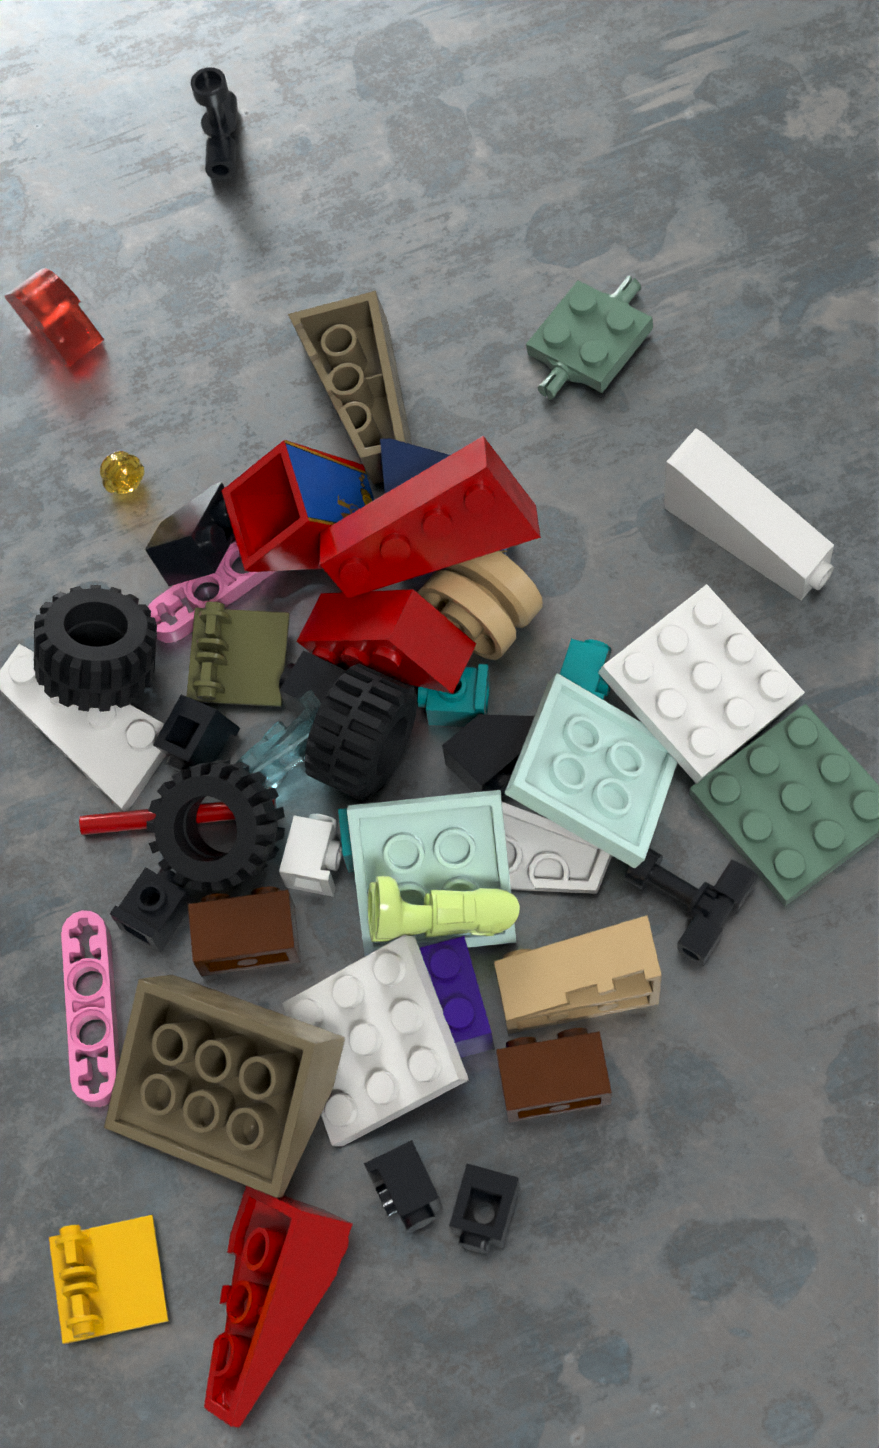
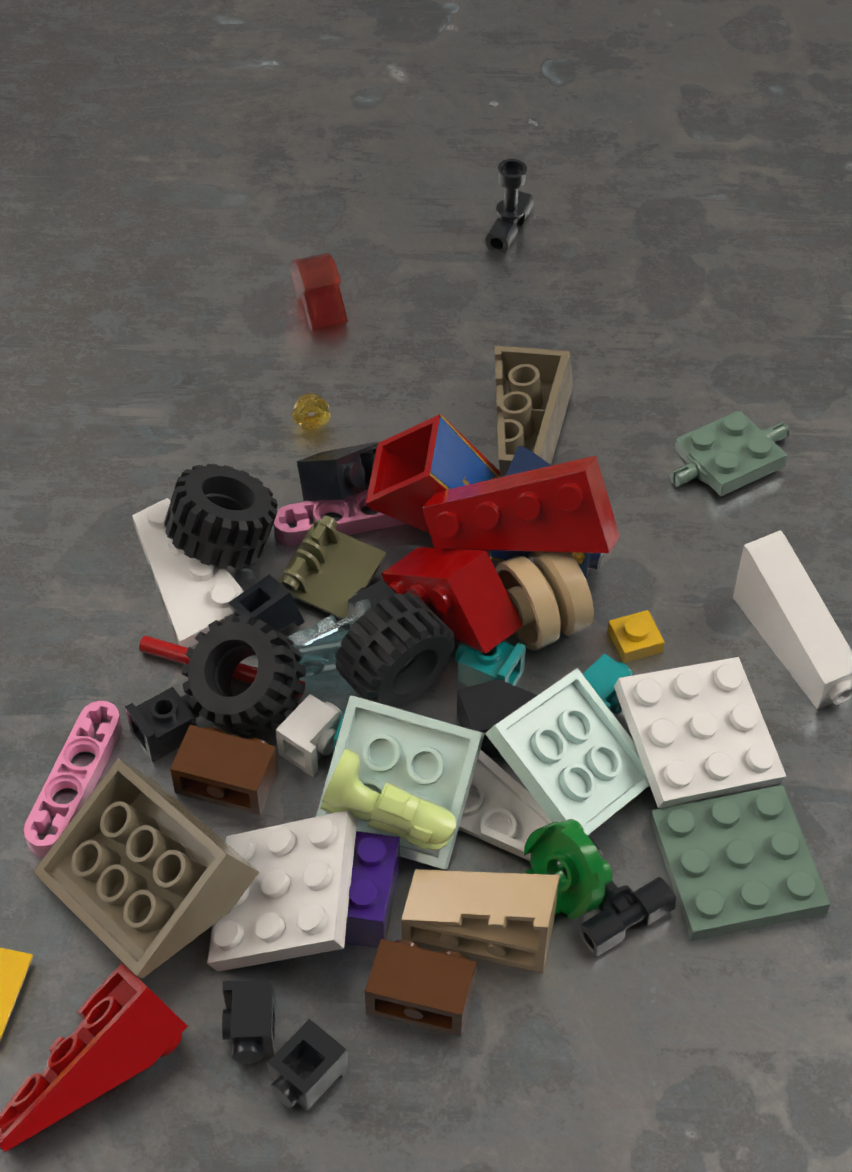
camera: 15 degrees right, 15 degrees down
(587, 596) = (636, 636): none -> yellow plate
(632, 873) = (568, 846): none -> green plate

